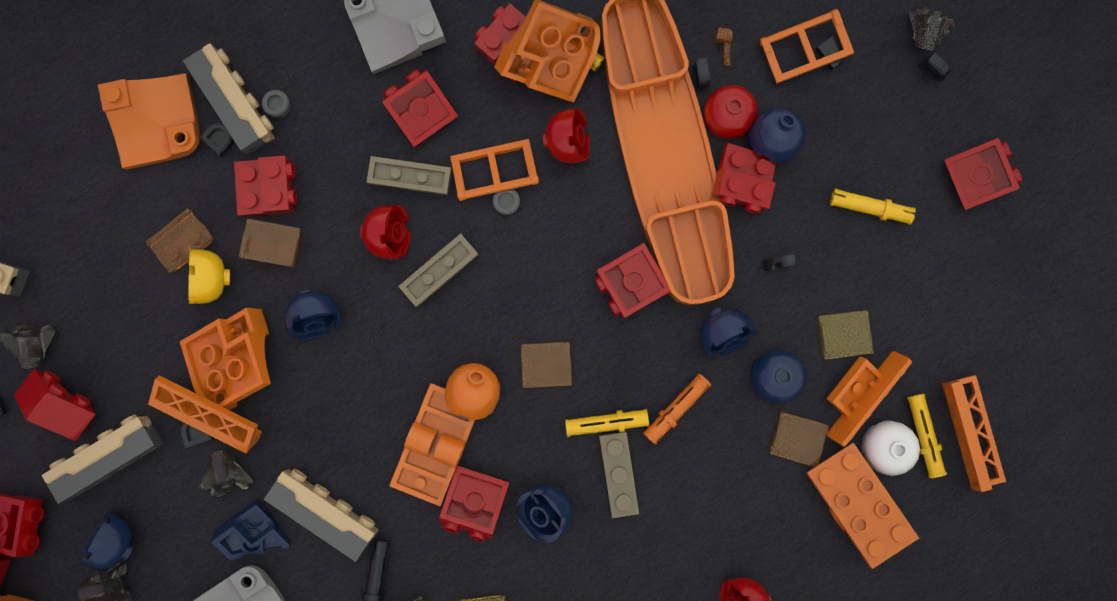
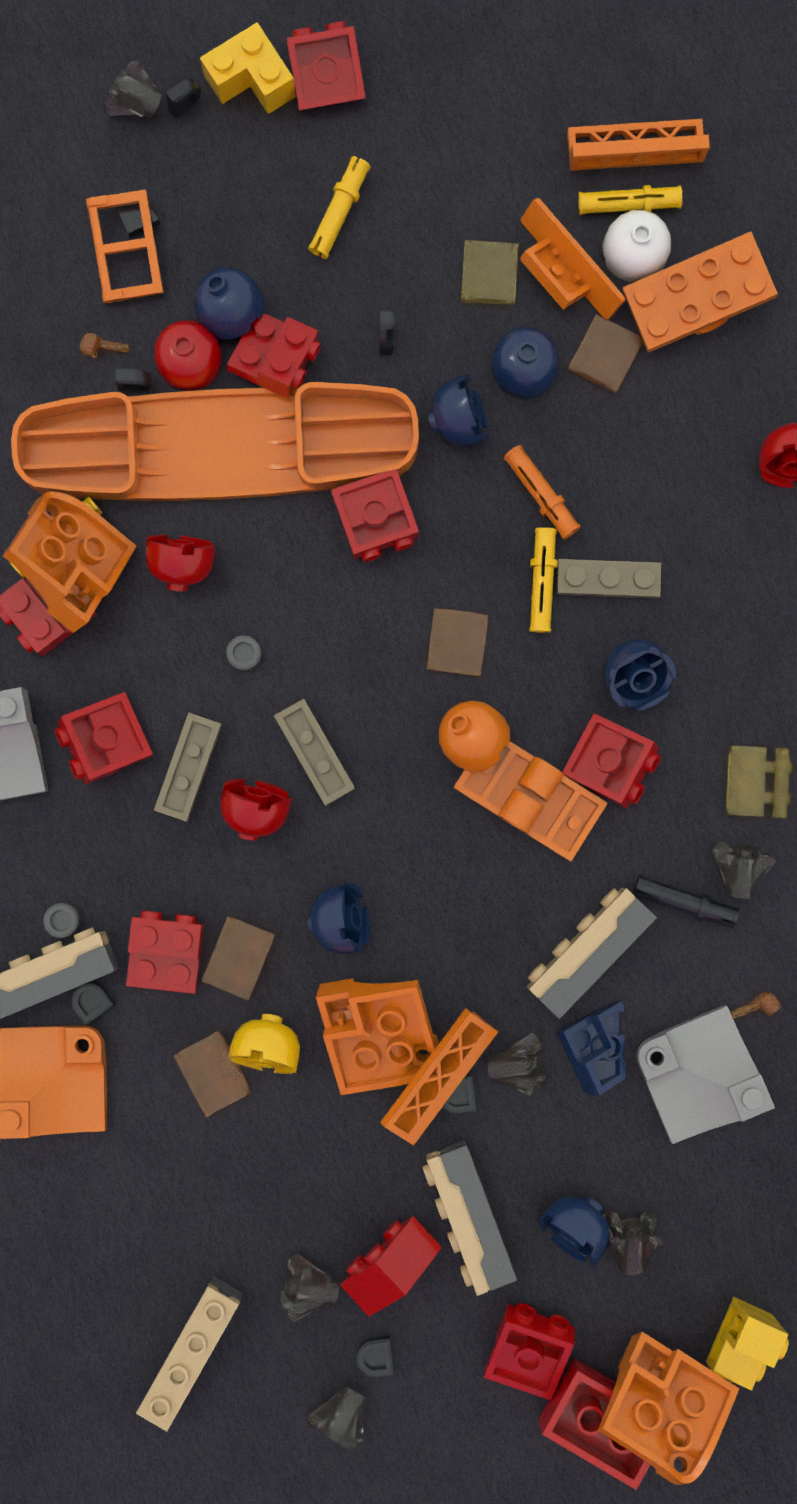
camera: 80 degrees left, 0 degrees up
(490, 152) = (179, 660): orange window -> none
(973, 111) = (246, 63): none -> yellow brick

